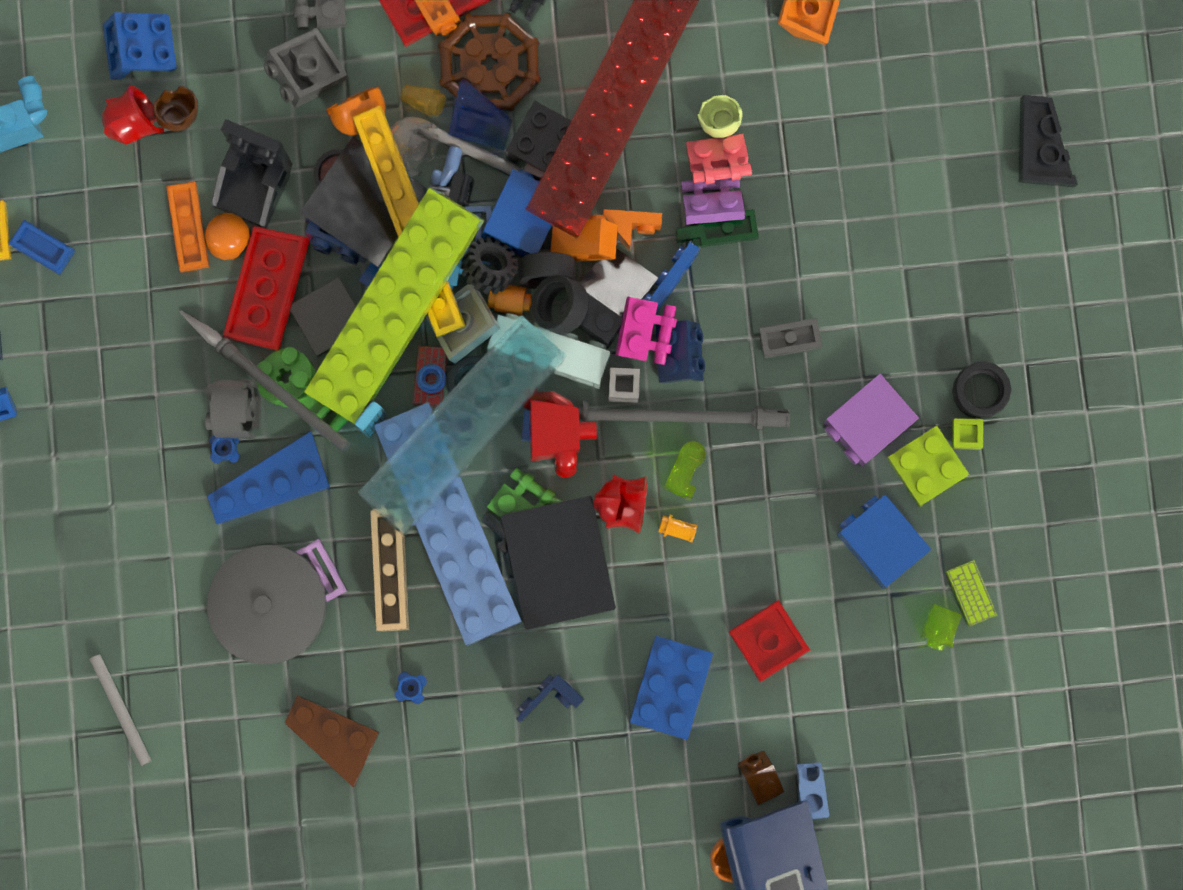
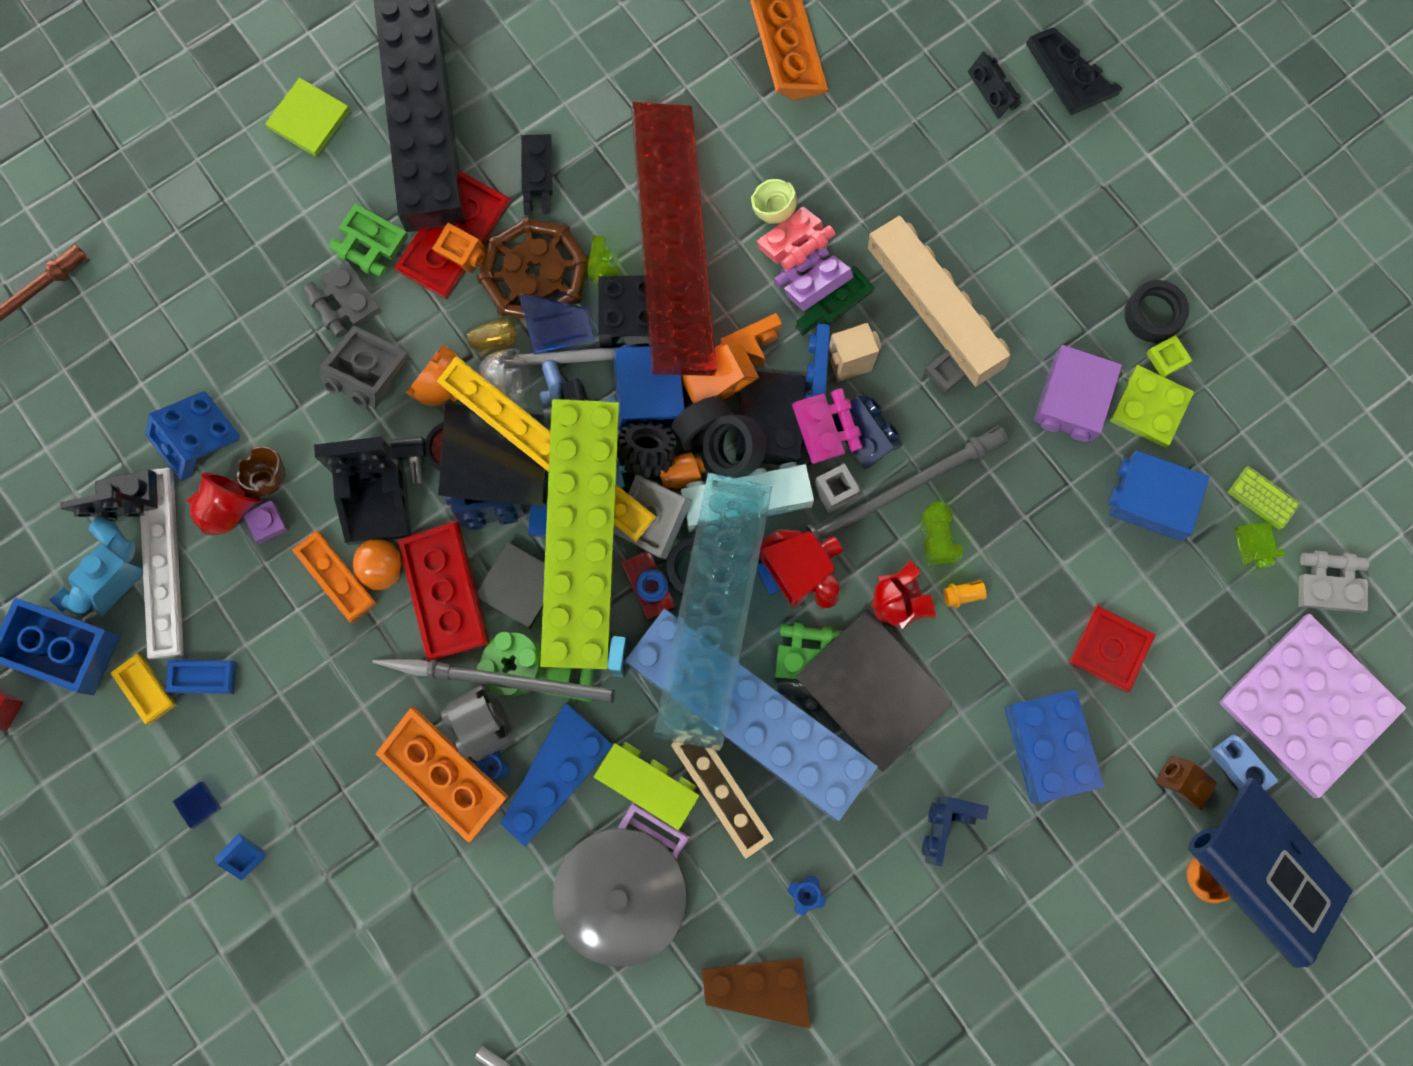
camera: 30 degrees left, 5 degrees down
(56, 65) = (118, 496): none -> black bracket
(59, 137) = (161, 573): none -> white tile
(158, 151) = (265, 522): none -> medium lavender plate
(183, 433) = (441, 775): none -> orange slope
(307, 160) = (414, 451): none -> black piece
(337, 532) = (647, 784): none -> lime brick
(547, 83) = (600, 260): none -> clear neon green bracket
(705, 282) = (853, 352): none -> tan brick
(802, 278) = (939, 300): none -> tan brick
(901, 778) = (1312, 706): none -> lavender plate
(969, 107) = (990, 82): none -> black hinge
(977, 700) = (1331, 592): none -> light grey plate

